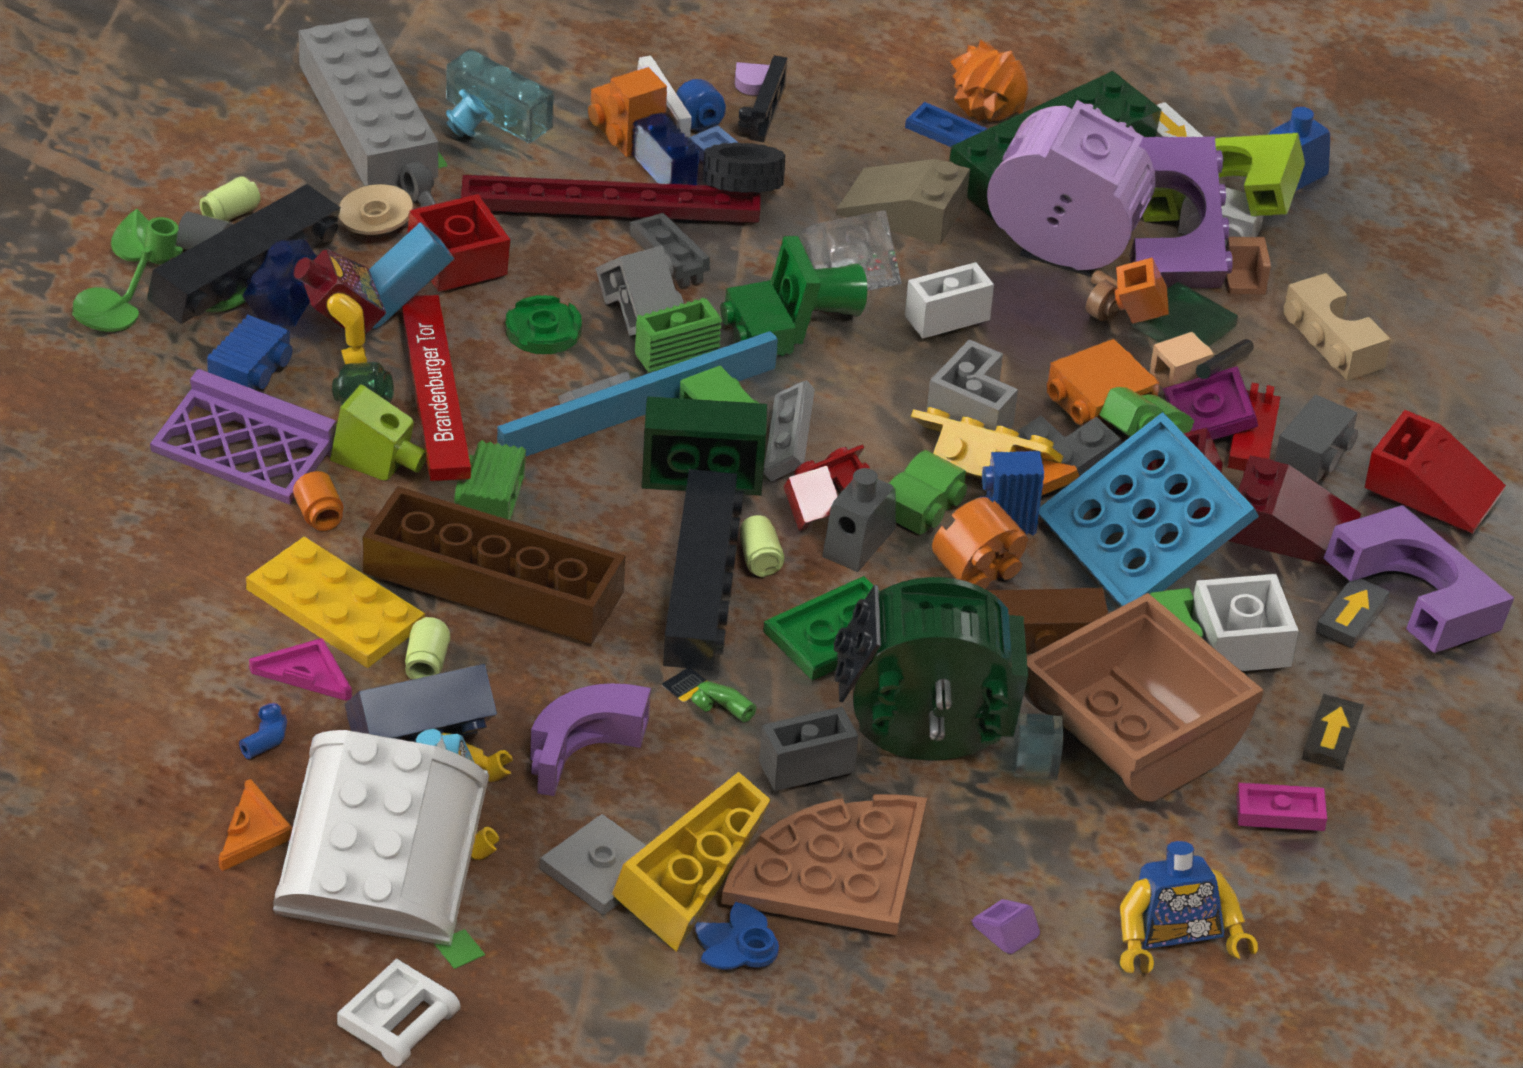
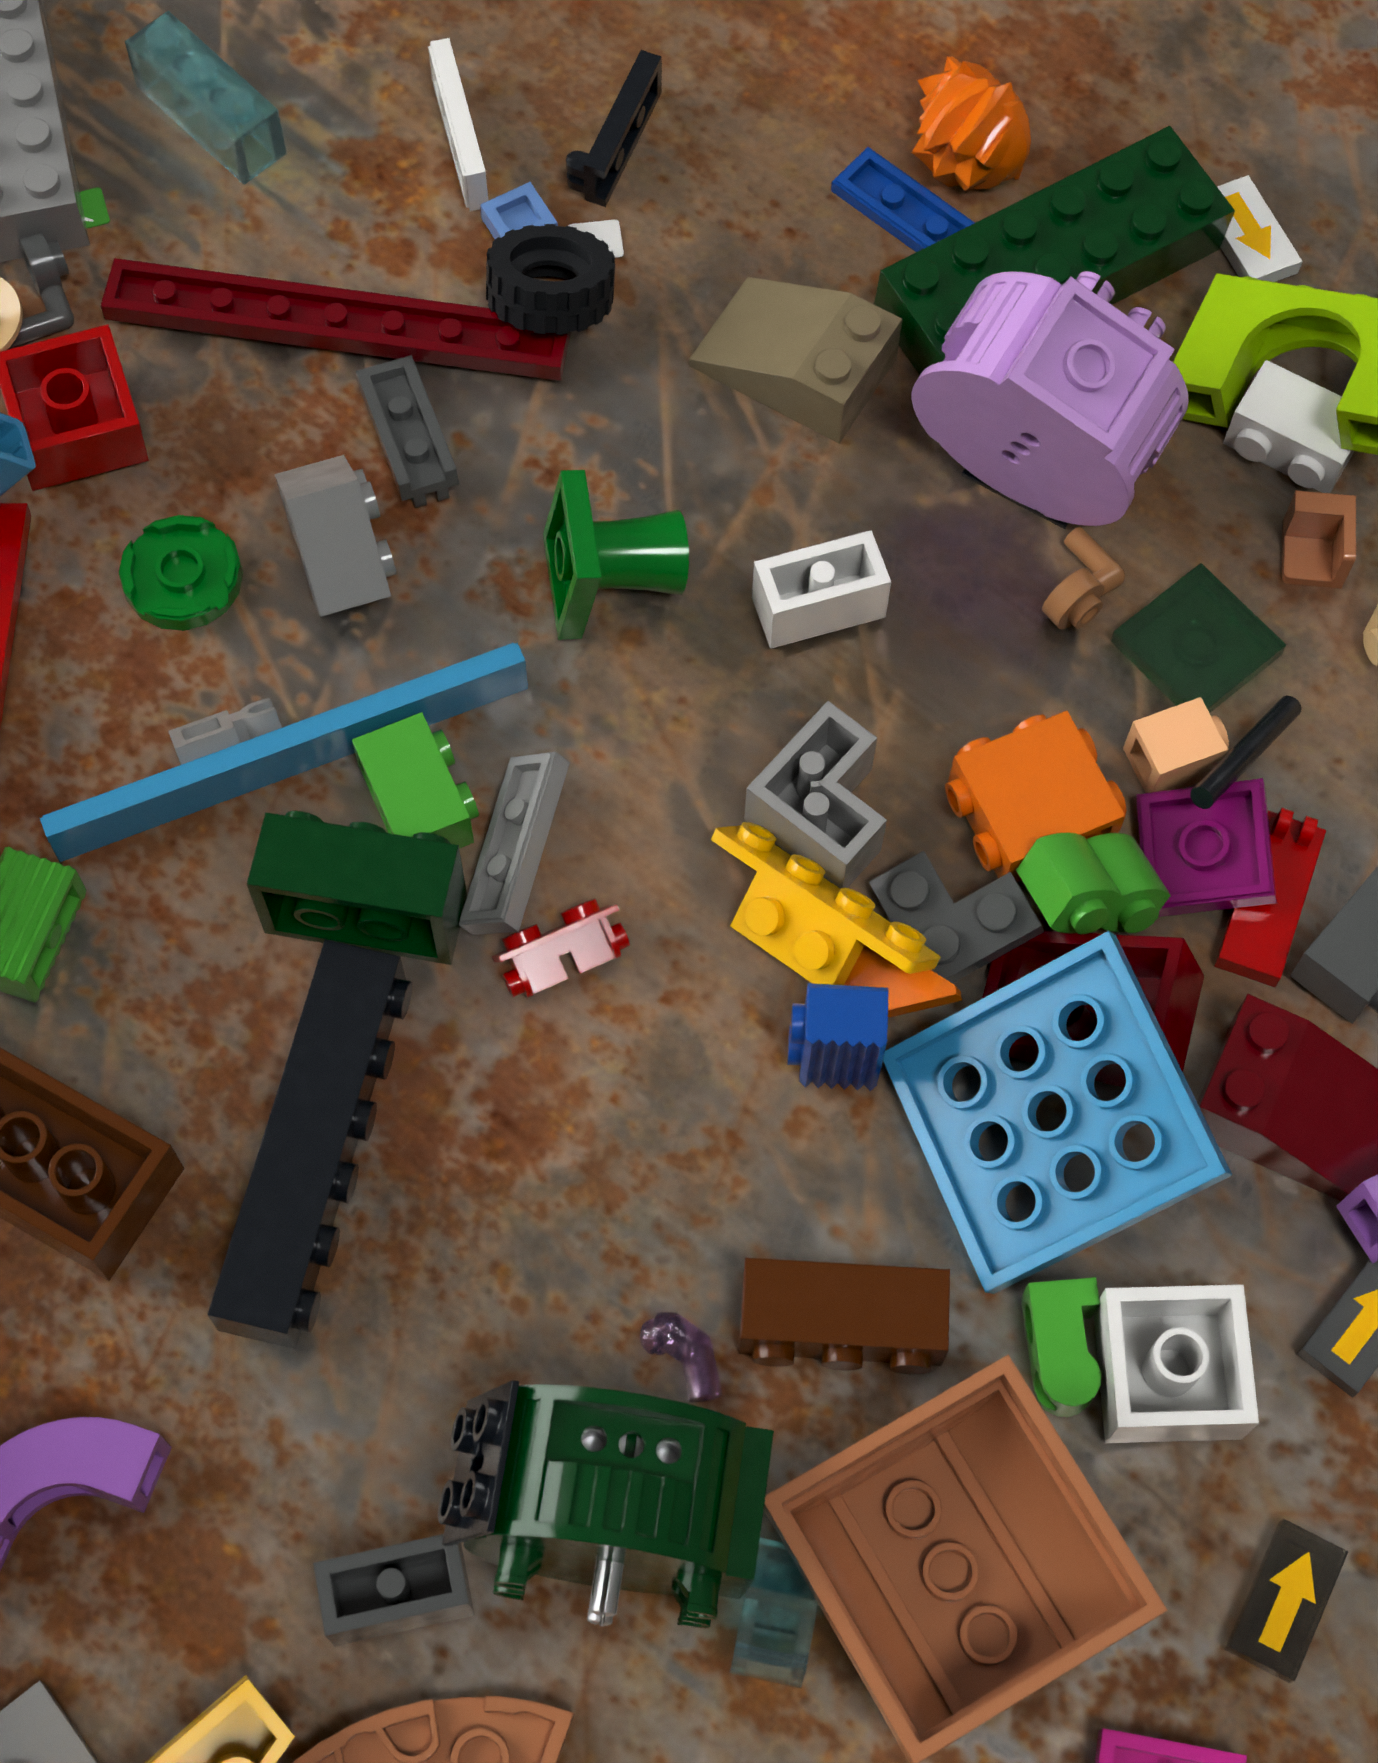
camera: 10 degrees right, 25 degrees up
(467, 114) = (149, 132): medium azure brick -> none
(623, 102) = (397, 149): orange brick -> none
(665, 151) = (437, 235): clear blue brick -> none
(677, 334) = (372, 632): bright green brick -> none
(684, 684) = (245, 1378): black sticker -> none
(702, 102) = (511, 131): blue head -> none
(726, 697) = (291, 1423): bright green arm -> none
(750, 77) = (605, 75): lavender tile -> none
(757, 310) = (512, 596): green brick -> none
(761, 546) = (418, 1096): yellowish green piece -> none
(810, 496) = (514, 1012): panel -> none
(811, 628) = (512, 1279): green tile -> none
(855, 240) = (692, 462): clear slope -> none
(860, 520) = (586, 1066): dark grey torso -> none
(927, 491) = (703, 1002): bright green brick -> none
(981, 543) = (766, 1148): orange brick -> none
(1141, 290) = (1132, 607): orange brick -> none
(1193, 169) = (1260, 366): medium lavender arch -> none

